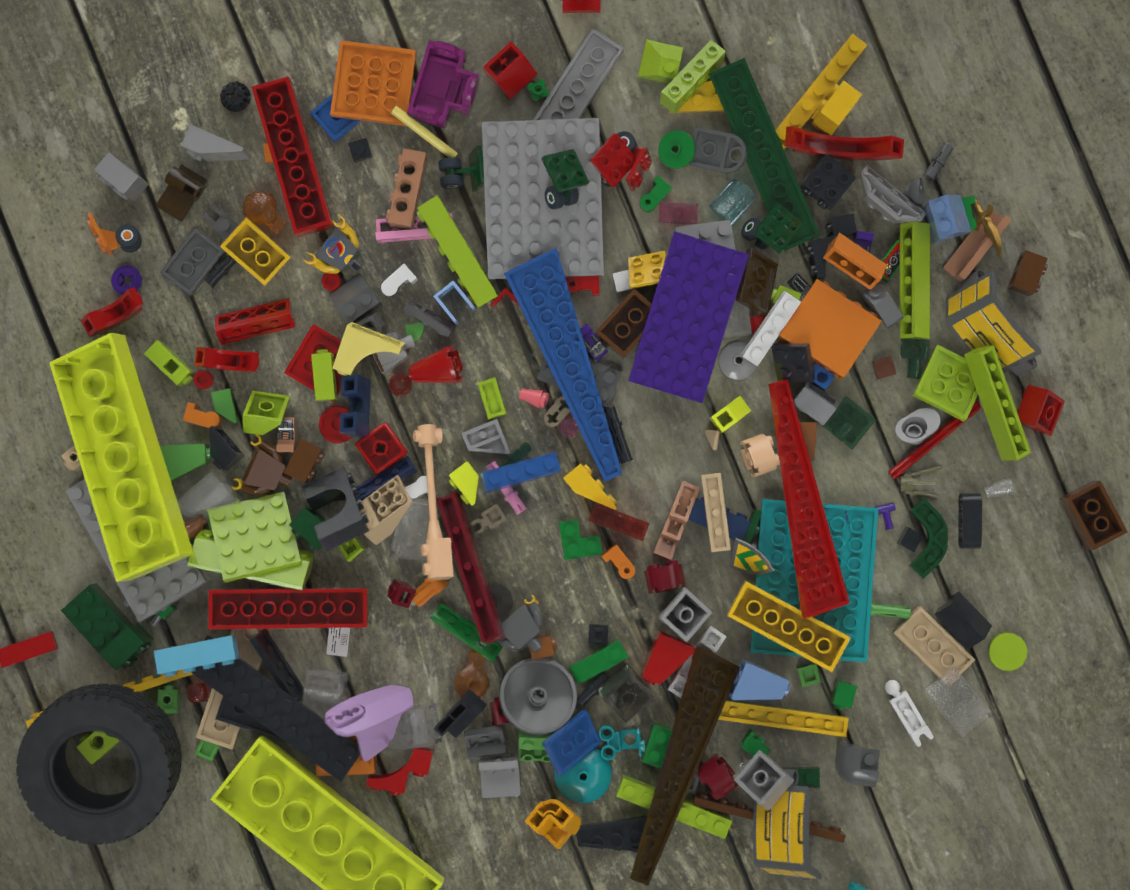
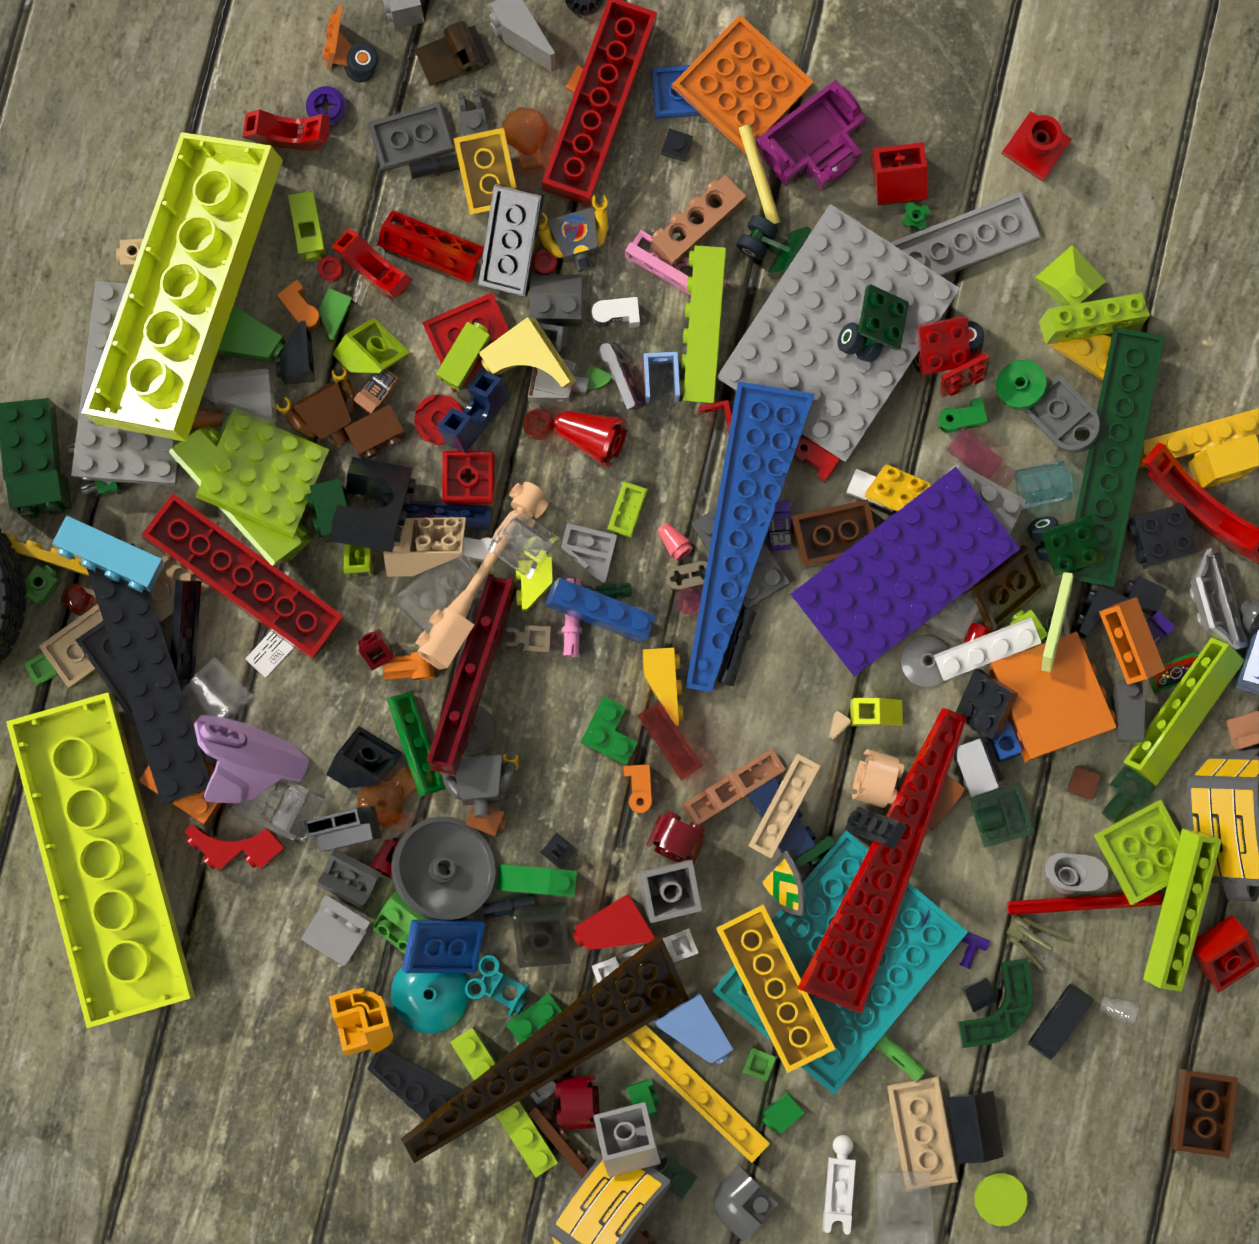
camera: 30 degrees right, 5 degrees down
(301, 283) = (511, 239): none -> tile
(442, 665) = (363, 760): none -> black slope
(443, 465) = (522, 543): none -> clear slope
(780, 486) = (875, 827): none -> black plate
(801, 282) = (1057, 622): none -> yellowish green tile

